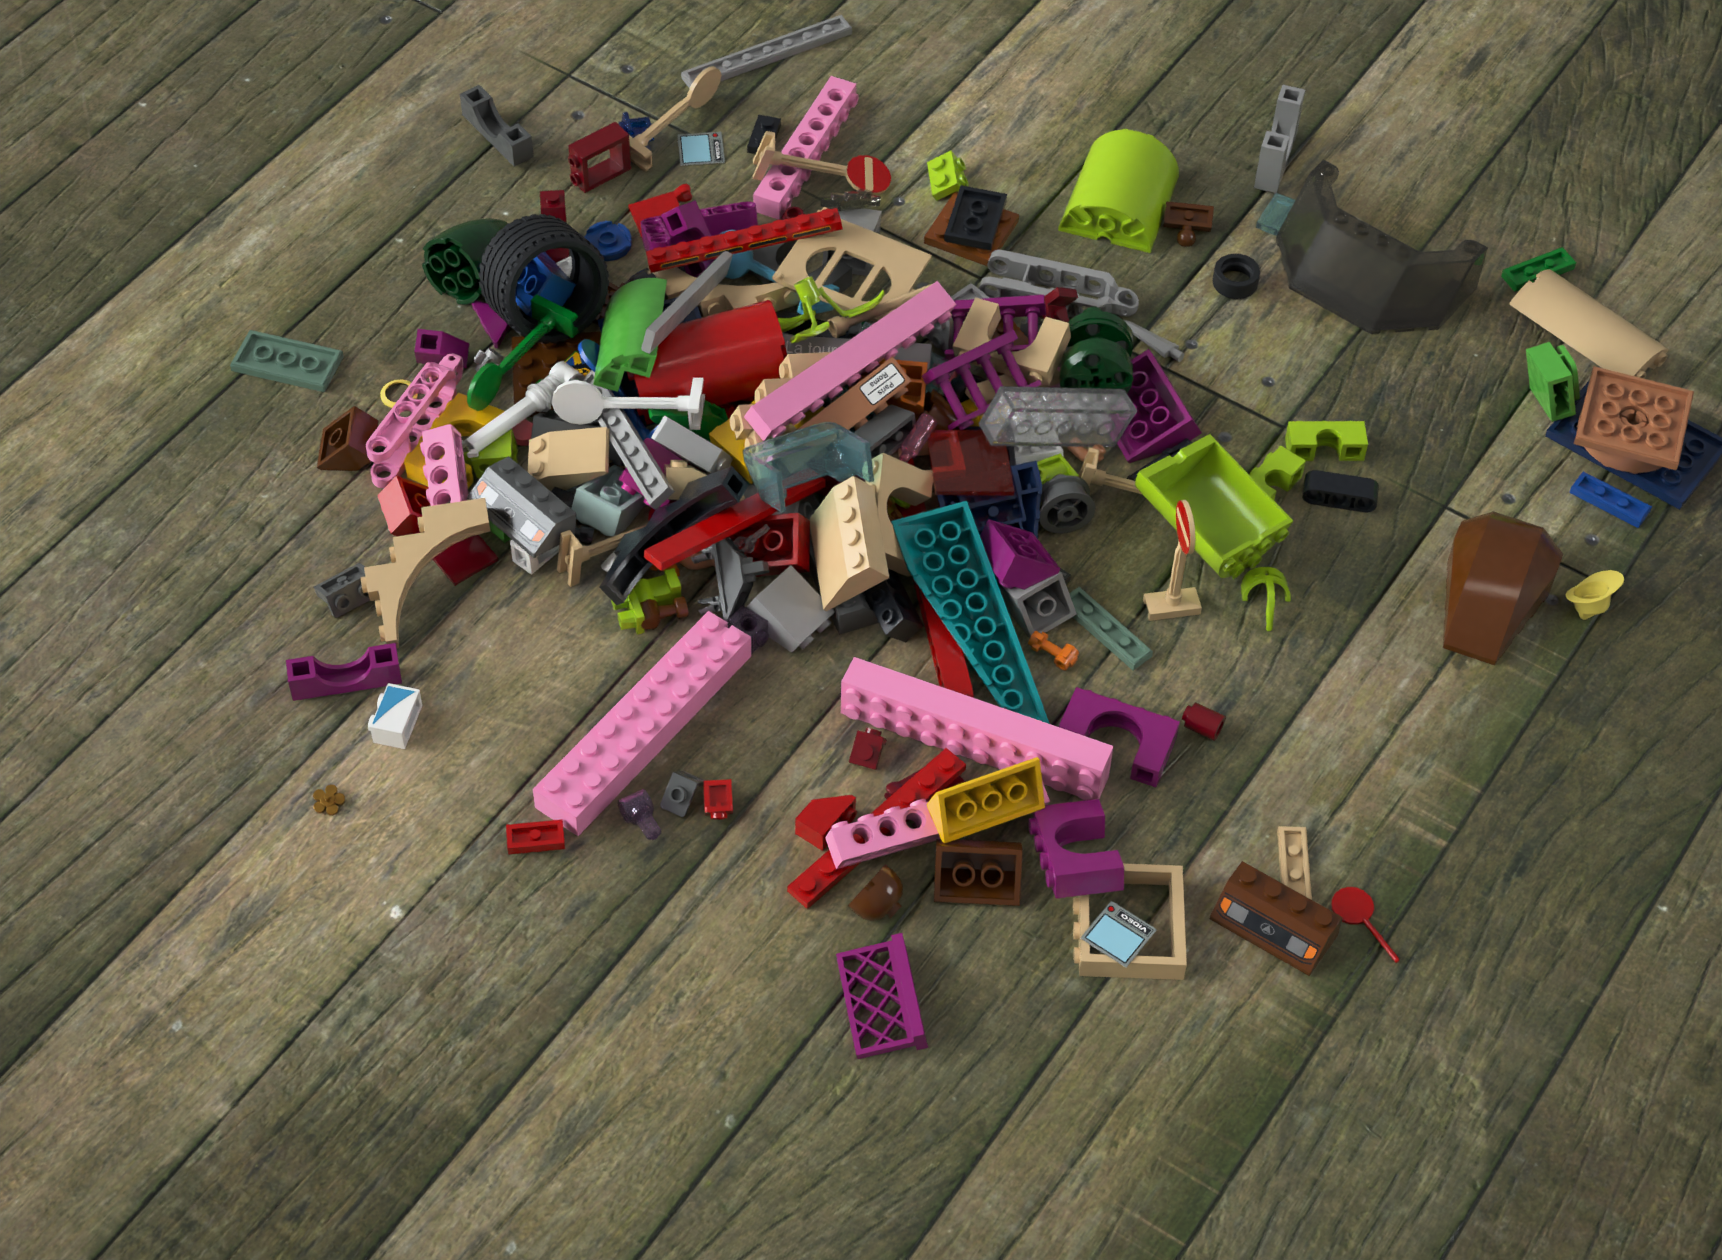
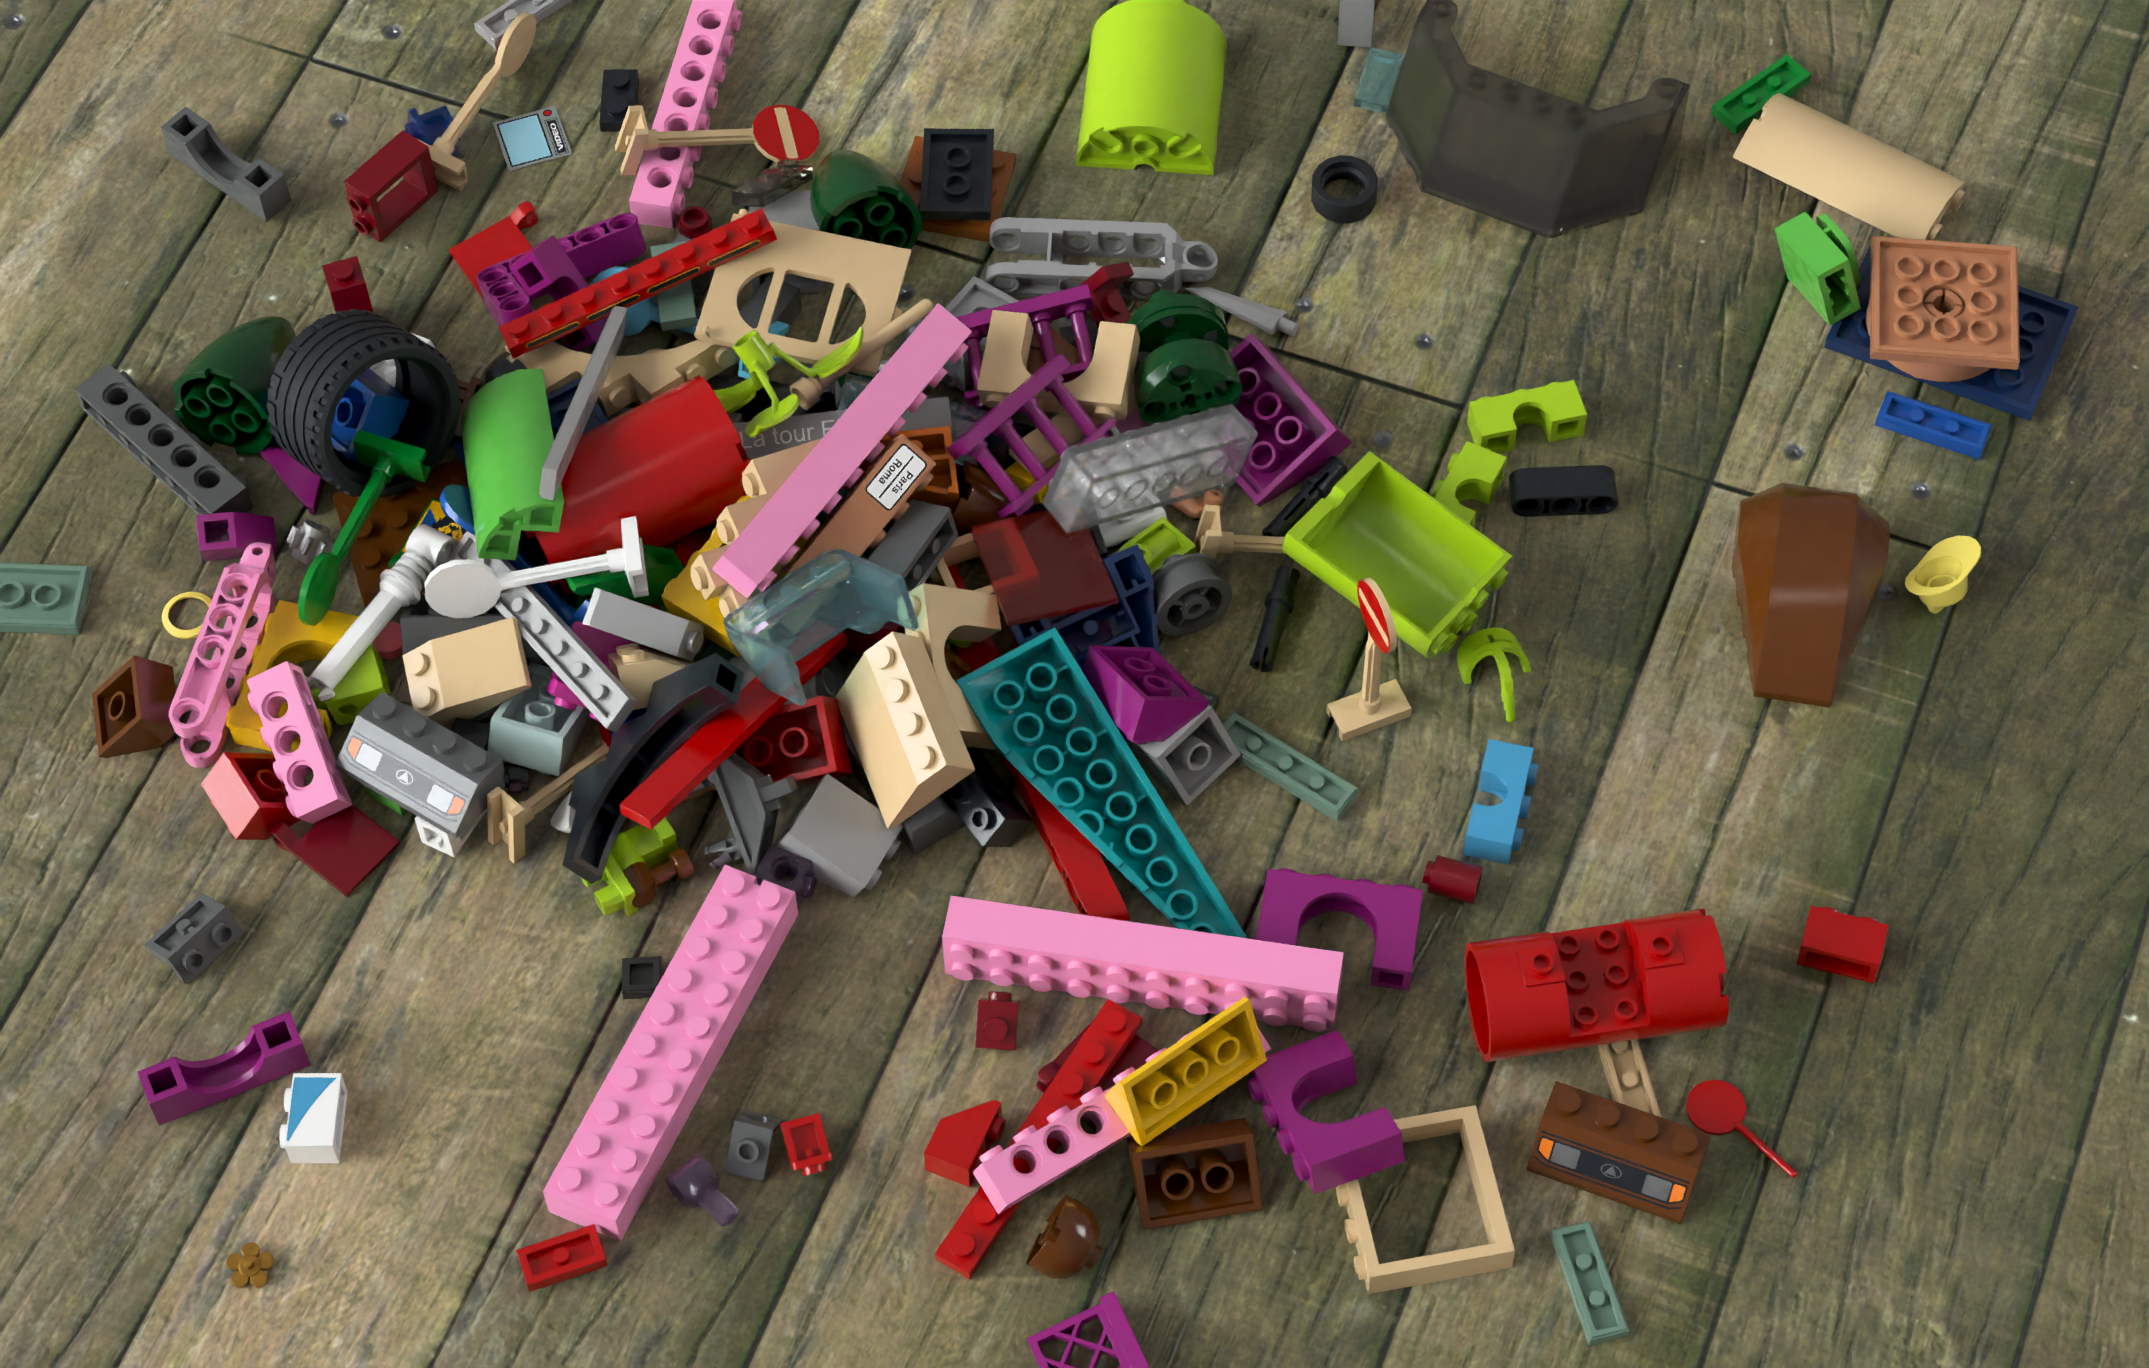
camera: 10 degrees left, 5 degrees up
(408, 284) = (161, 444): none -> dark grey brick
(439, 529) = (259, 918): tan arch -> none
(610, 239) = (434, 311): blue tile -> none
(634, 671) = (641, 976): none -> pearl dark grey tile
(749, 542) = (761, 748): clear hand -> none
(767, 259) = (676, 303): none -> sand green tile
(905, 214) = (858, 189): none -> dark green cylinder
(917, 437) = (961, 542): clear pink cylinder -> none
(946, 175) = (898, 112): lime bracket -> none
(1064, 657) = (1239, 823): orange bar -> none
(1118, 934) = (1411, 1226): sticker -> none
(1126, 525) = (1278, 605): none -> black pin
(1188, 218) = (1256, 112): reddish brown plate -> none
(1235, 1000) = (1589, 1283): none -> sand green tile
(1240, 695) = (1494, 829): none -> dark azure arch
(1285, 803) = (1596, 985): none -> red cylinder
(1466, 816) = (1842, 944): none -> red brick

